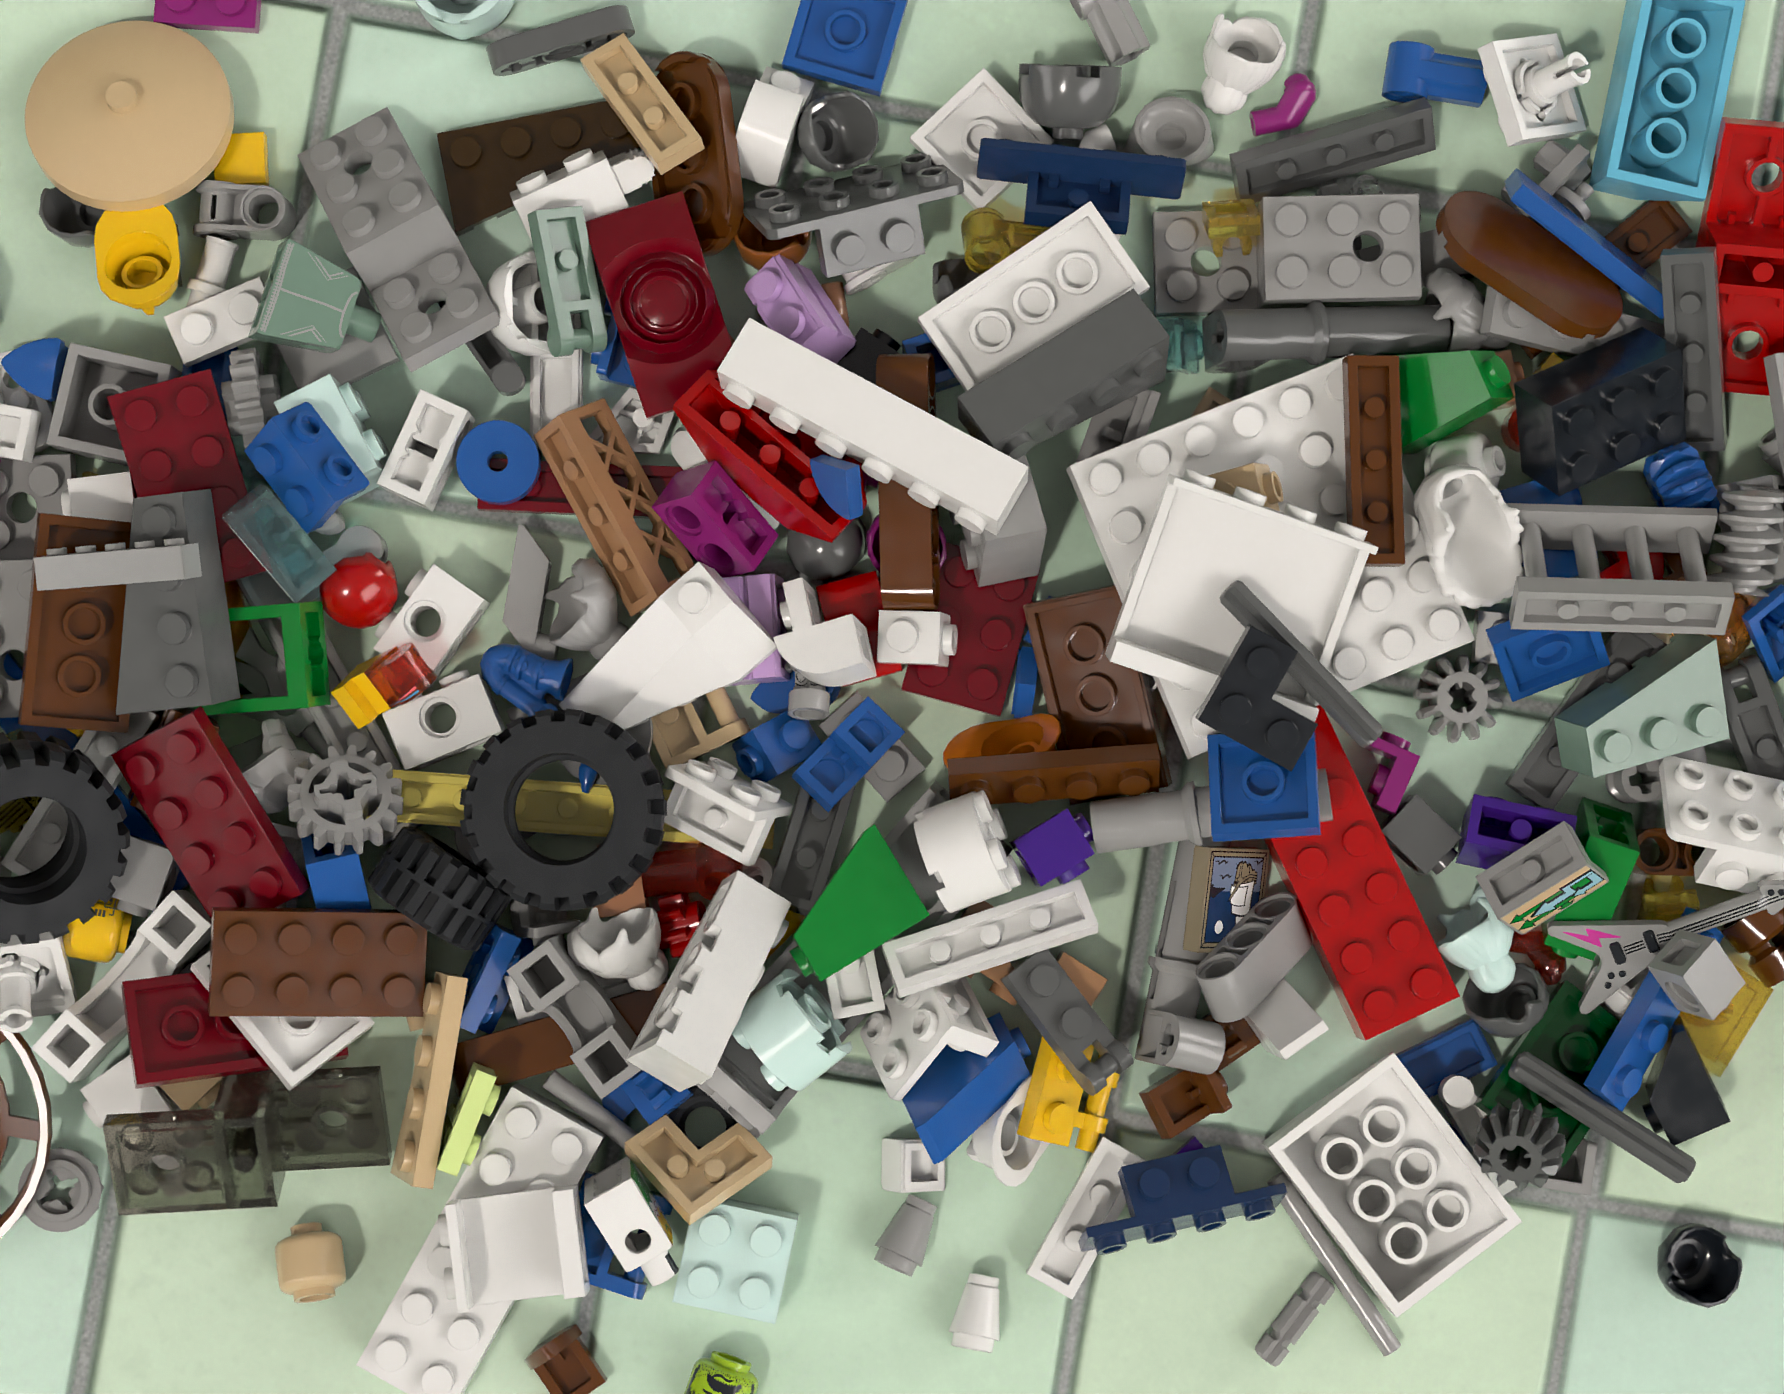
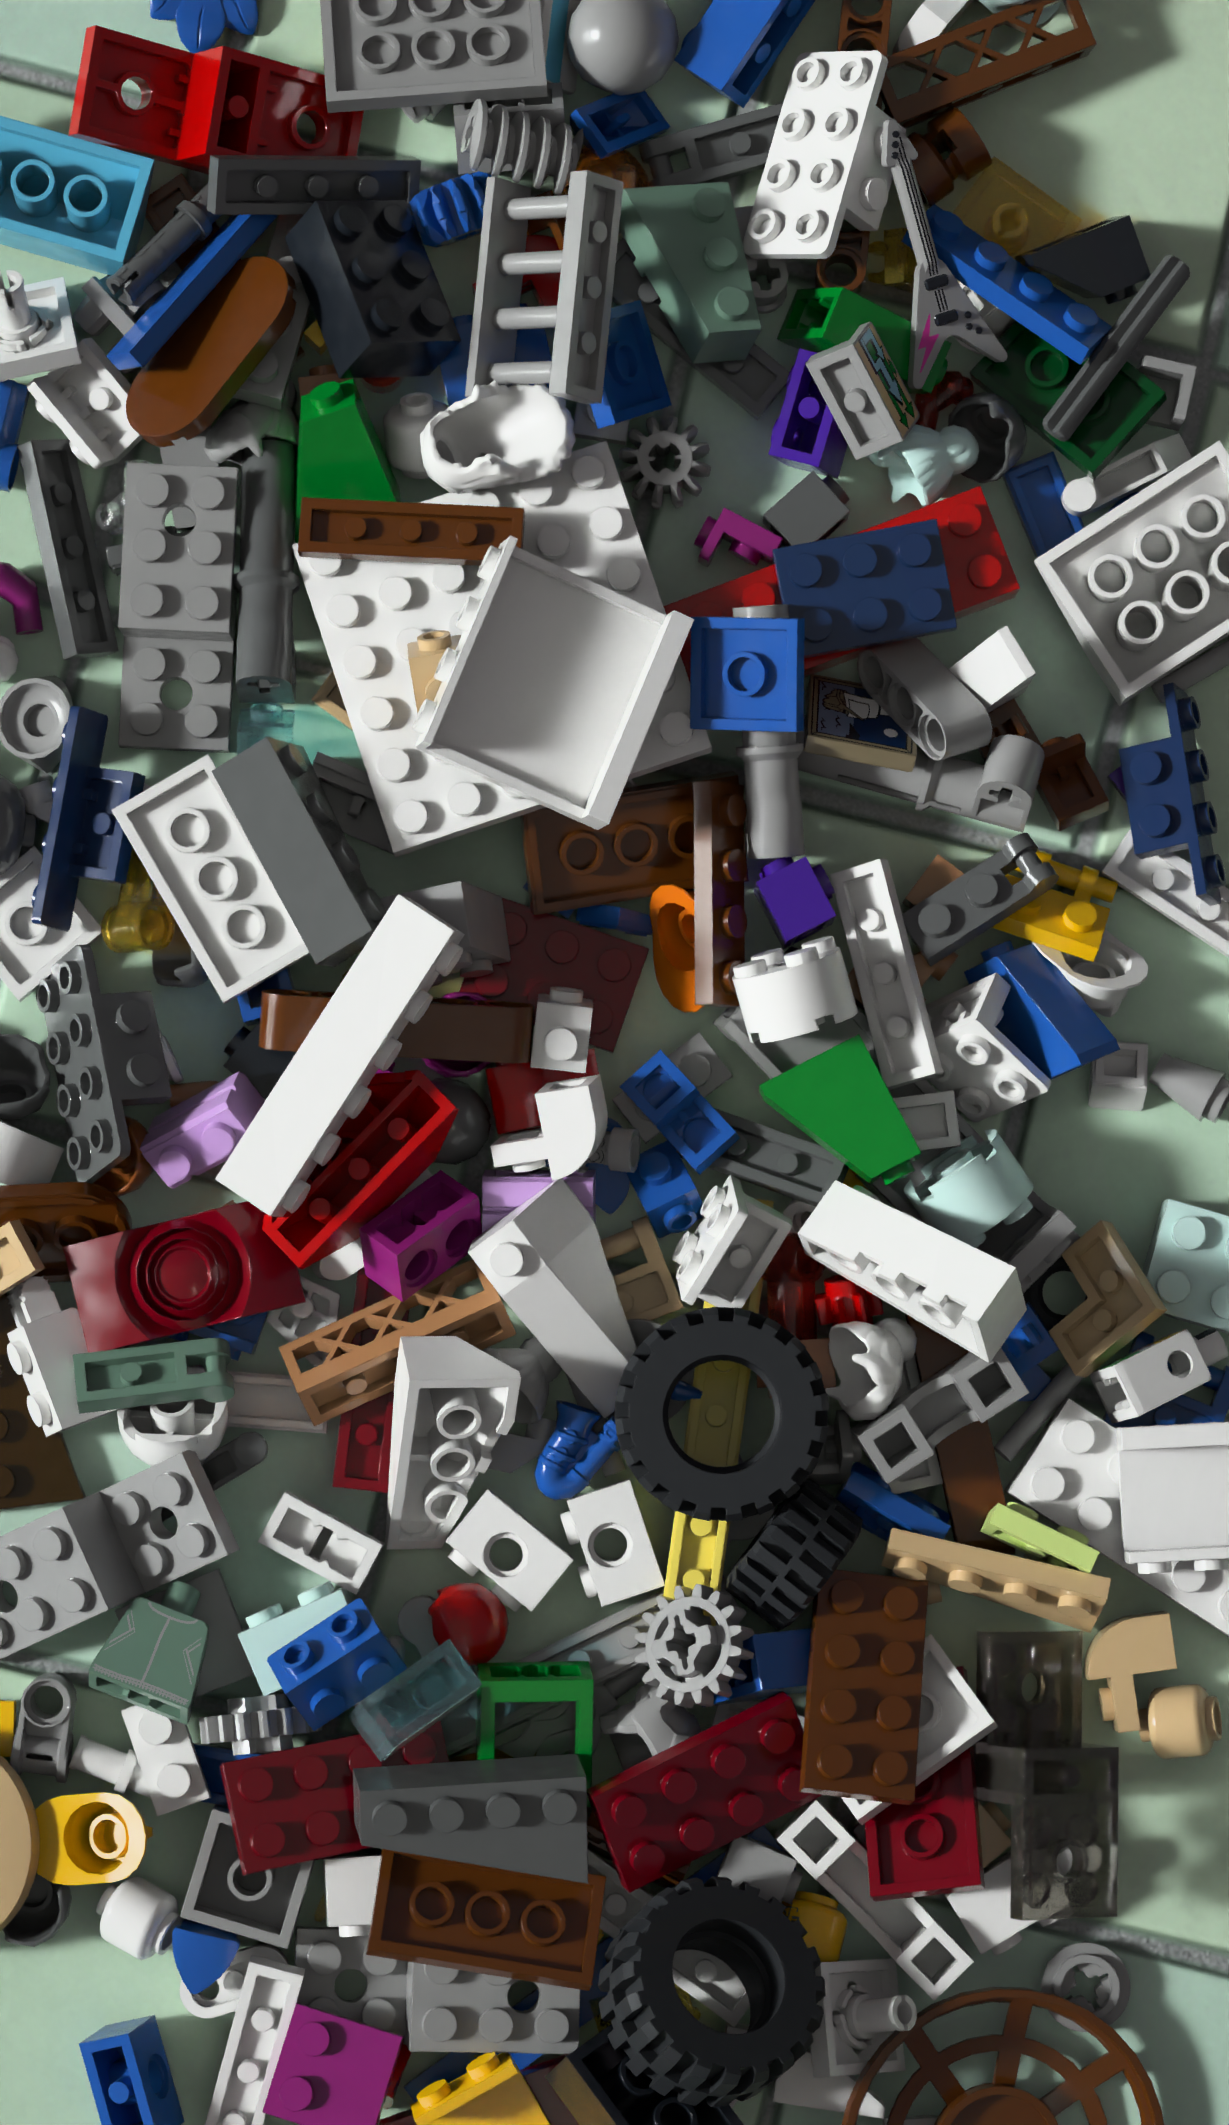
camera: 85 degrees left, 0 degrees up
(73, 308) = (138, 1917): none -> white head
(117, 564) = (432, 1864): light grey piece -> none
(375, 1207) = (1127, 1648): none -> tan brick
(383, 683) = (570, 1600): leg -> none
(492, 439) = (314, 1469): blue piece -> none
(532, 554) = (444, 1424): none -> white wedge
(839, 485) = (399, 1096): blue tile -> none
(1231, 219) = (138, 663): clear yellow tile -> none
(1243, 702) = (663, 687): black plate -> none
(1305, 667) = (624, 625): dark grey axle -> none
(1354, 895) = (867, 587): none -> dark blue plate
(1467, 158) = (88, 406): none -> white bracket
(1519, 1145) = (1139, 436): dark grey gear -> none
(1618, 213) = (189, 224): none -> dark grey pin
(1696, 974) = (975, 239): light grey brick -> none

